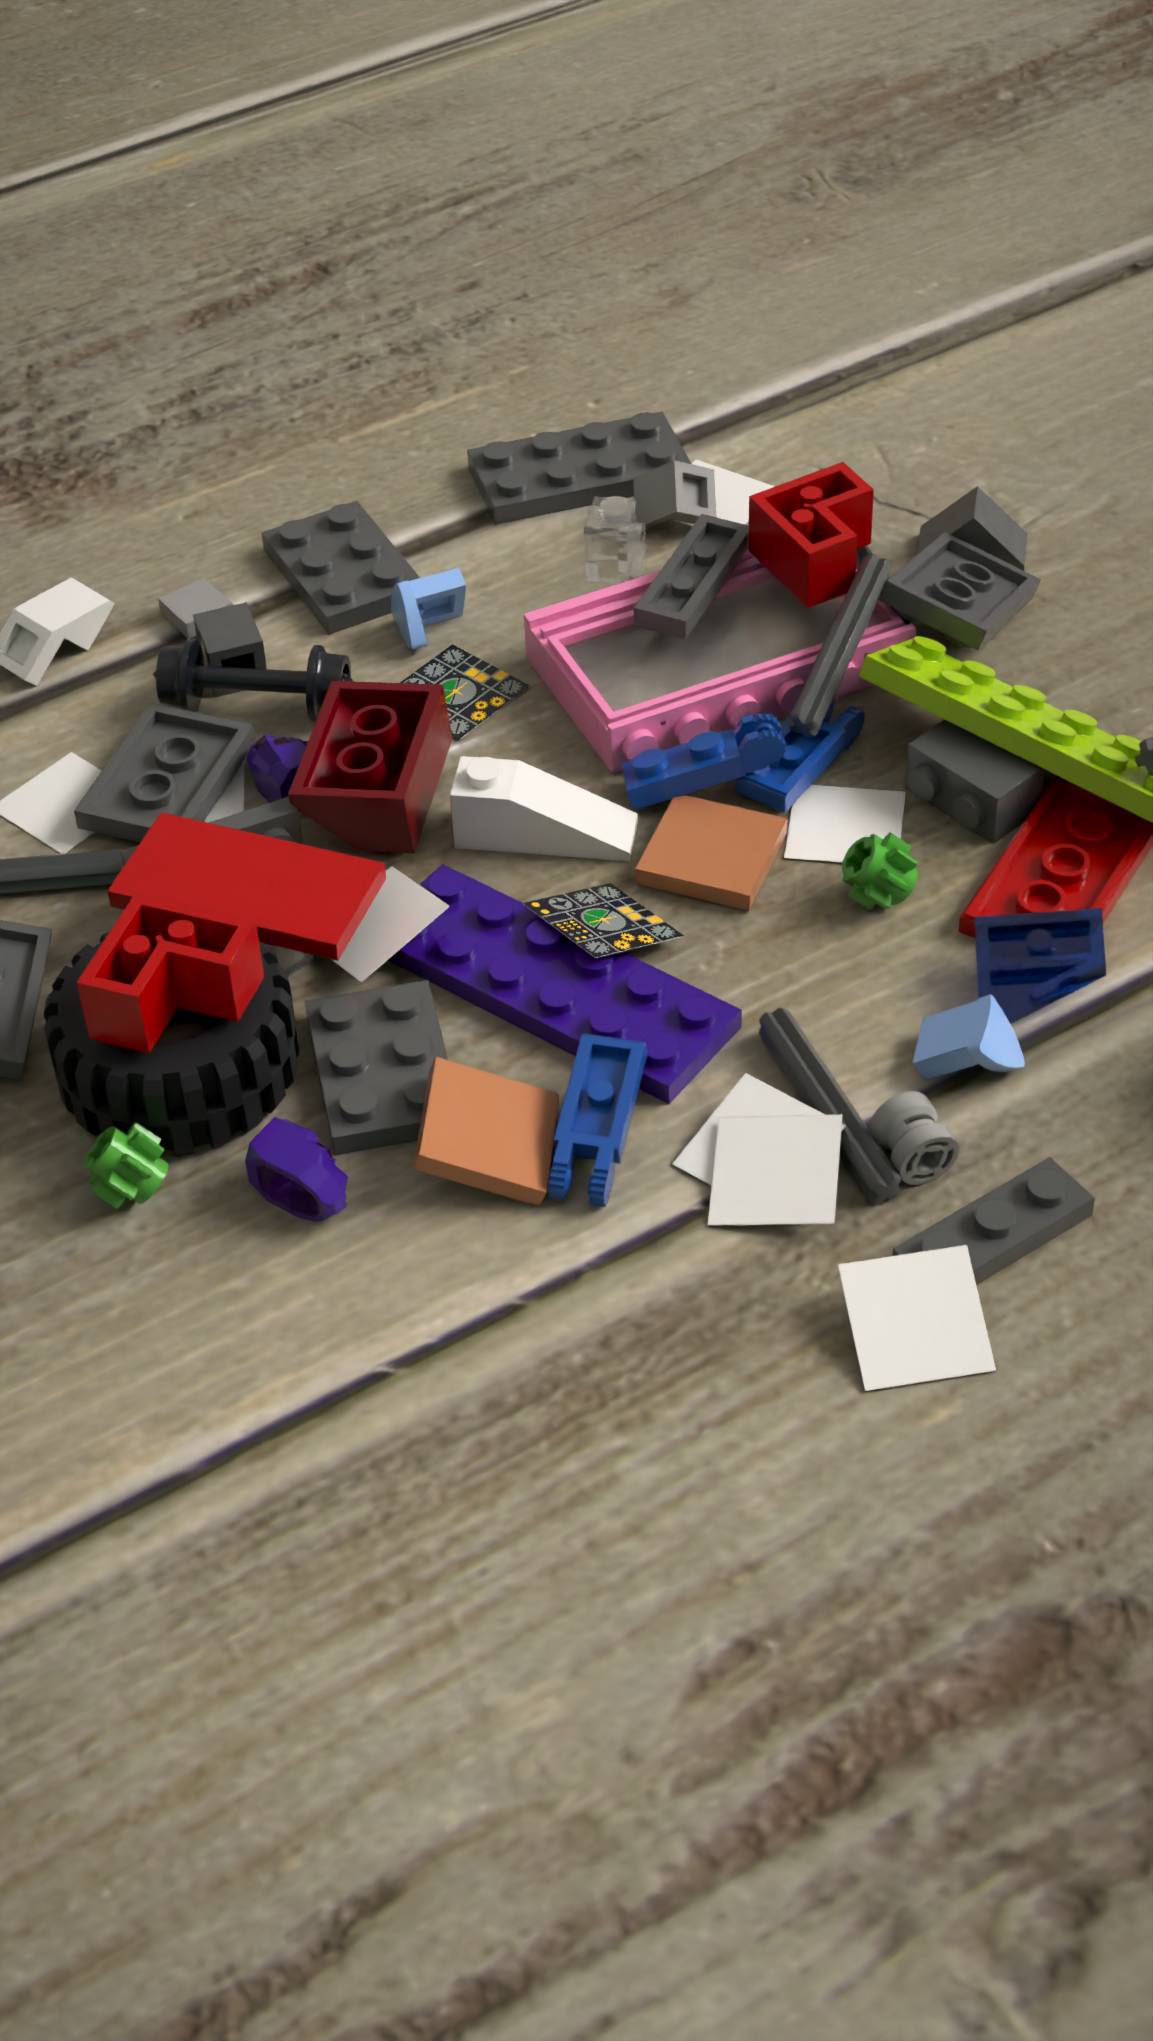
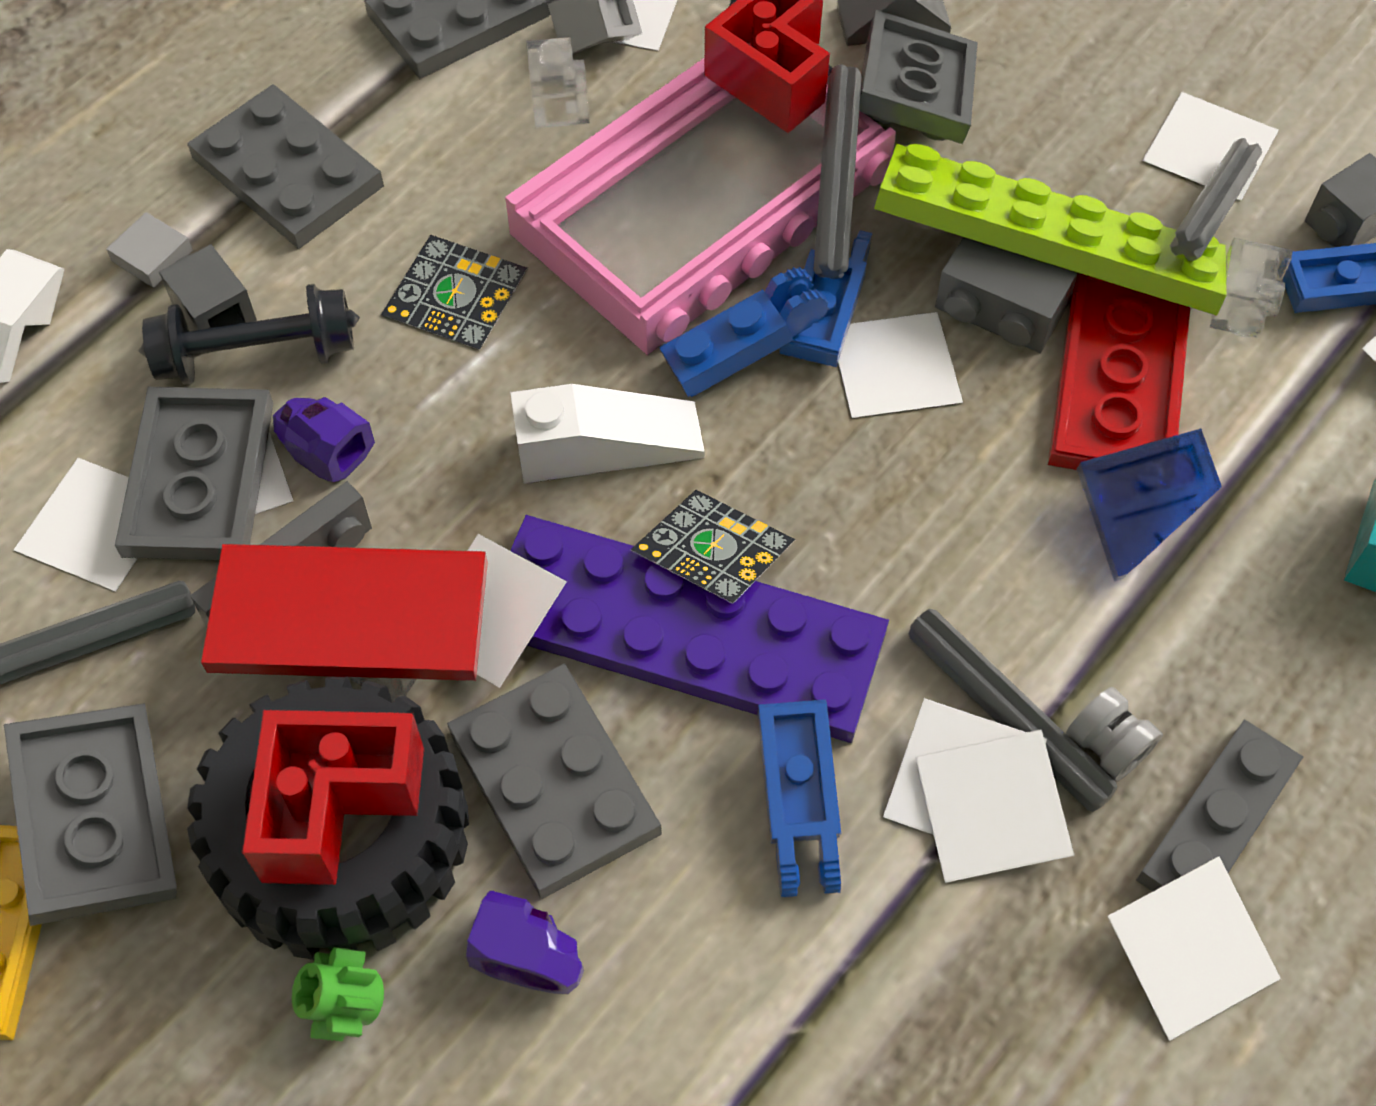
camera: 20 degrees left, 15 degrees up
(374, 763) = (415, 414): dark red slope -> none
(425, 603) = (391, 196): light blue tile -> none
(487, 1131) = (697, 843): nougat tile -> none
(692, 577) = (665, 121): dark grey plate -> none
(711, 851) = (784, 431): nougat tile -> none
(879, 871) = (962, 423): bright green gear -> none
(966, 1038) = (1115, 602): light blue tile -> none

